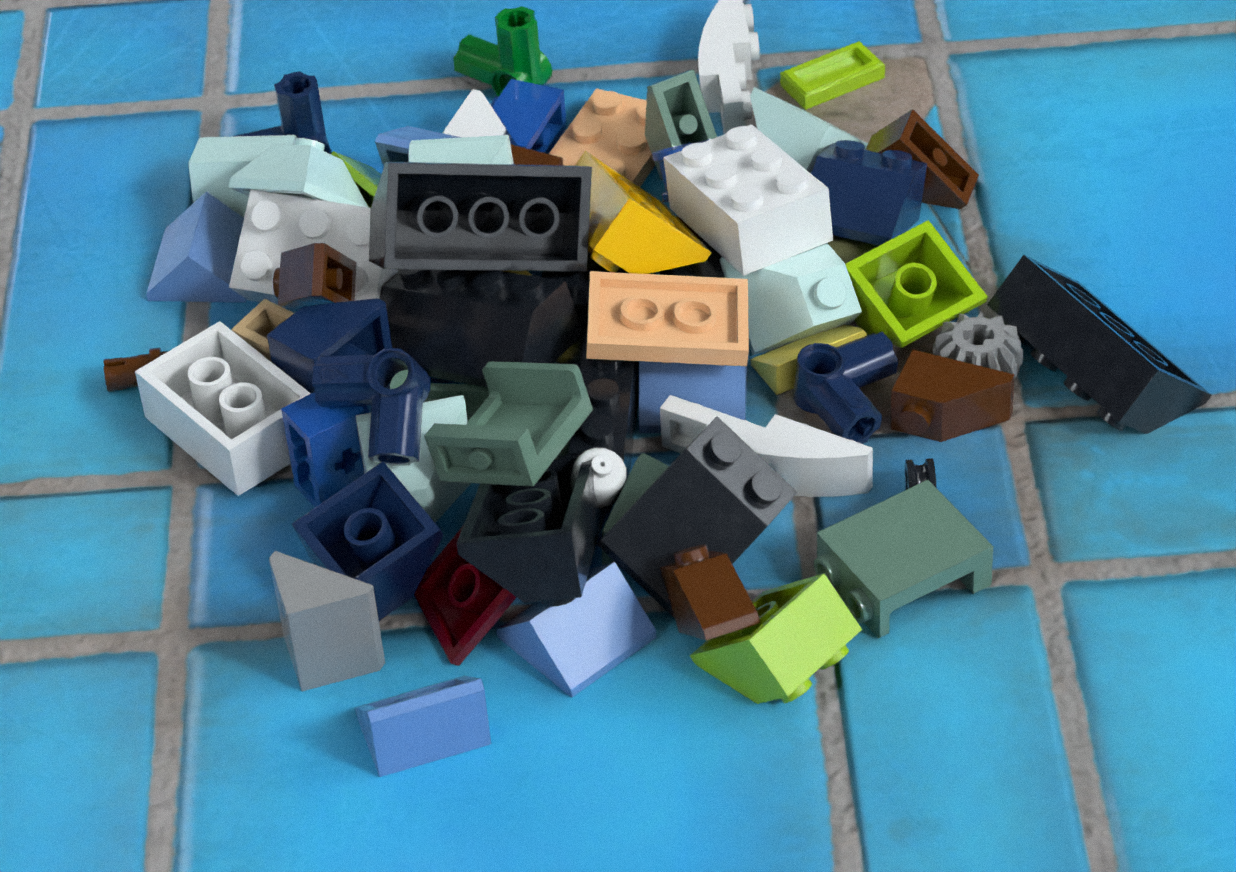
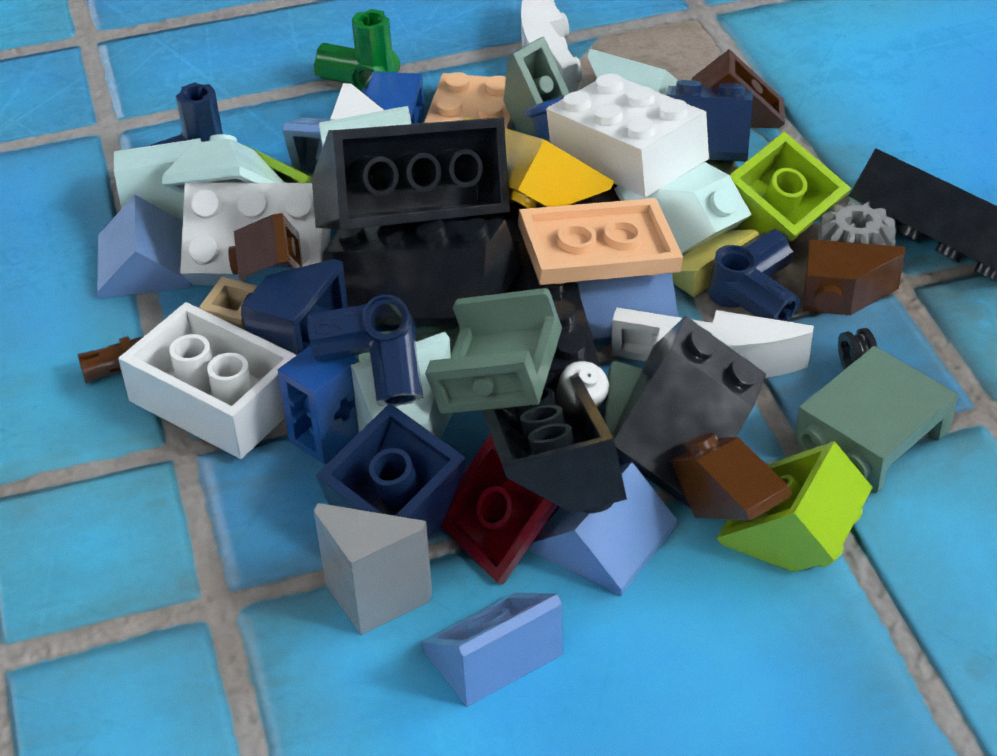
camera: 15 degrees left, 0 degrees up
(832, 75) = (634, 37): lime tile -> none

